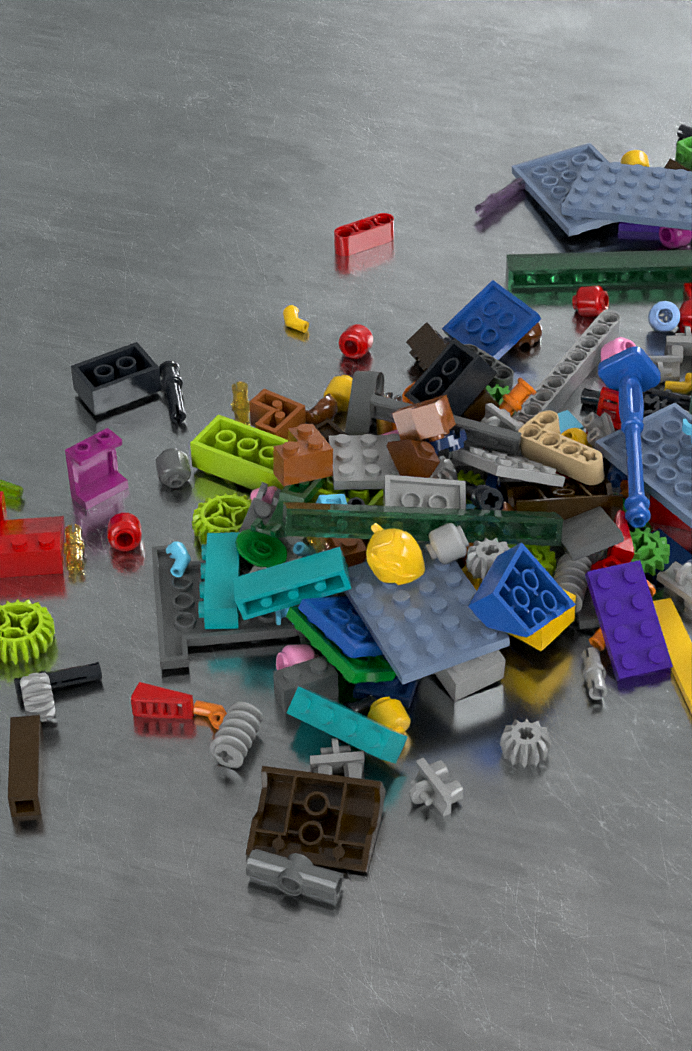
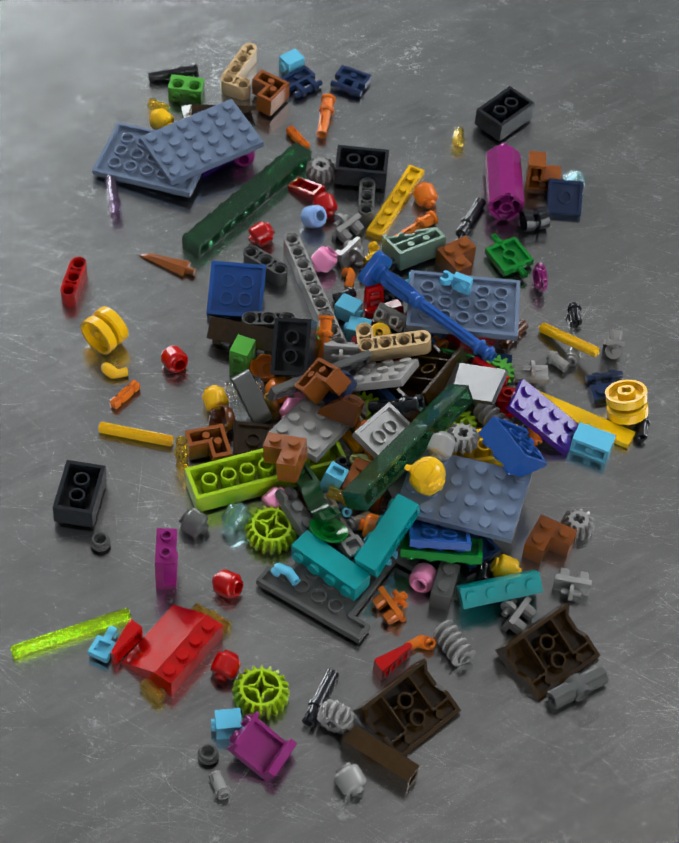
camera: 55 degrees left, 10 degrees up
(22, 586) = (225, 666): none -> red head
(82, 427) = (100, 537): none -> dark grey plate
(111, 749) = (407, 709): none -> dark brown piece
(171, 384) = (120, 475): black pin -> none
(209, 485) = (236, 517): none -> clear light blue head
(233, 369) = (136, 434): none -> yellow axle
(234, 661) = (384, 599): none -> orange hips
(276, 341) = (124, 394): none -> orange axle
(324, 278) = (104, 330): none -> yellow wheel
(407, 367) = (241, 354): none -> bright green brick
(470, 725) = (548, 536): none -> dark orange brick
(474, 277) = (174, 265): none -> dark orange bar
(555, 326) = (275, 269): none -> dark grey beam
(578, 402) = (348, 306): none -> medium azure brick
(594, 673) = (556, 460): light grey pin -> none
(654, 156) = (155, 104): none -> clear yellow pin
(660, 689) = (592, 442): none -> medium azure brick

